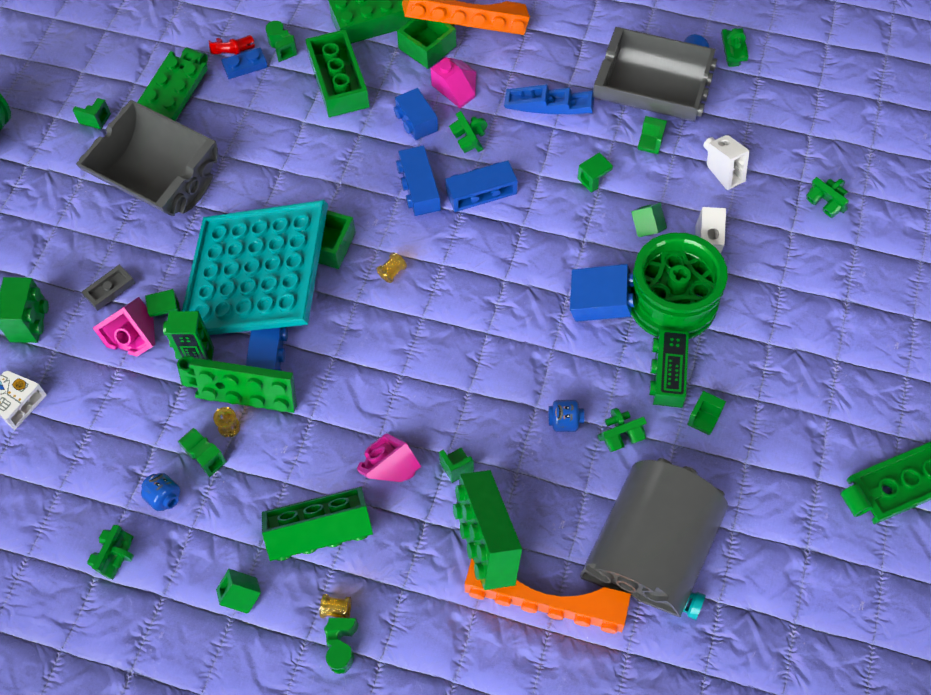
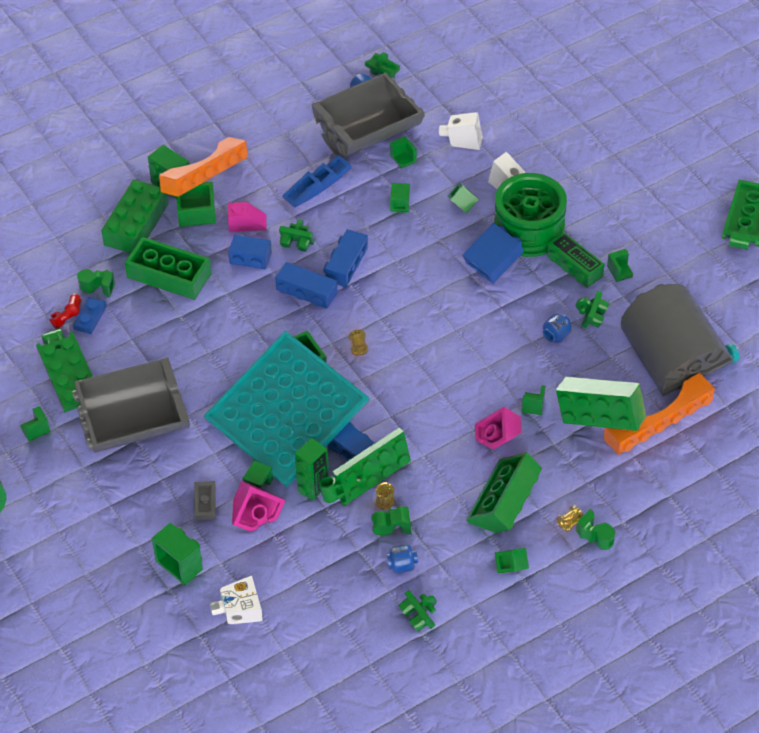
camera: 50 degrees left, 10 degrees down
(831, 192) = (538, 105): green hips -> none

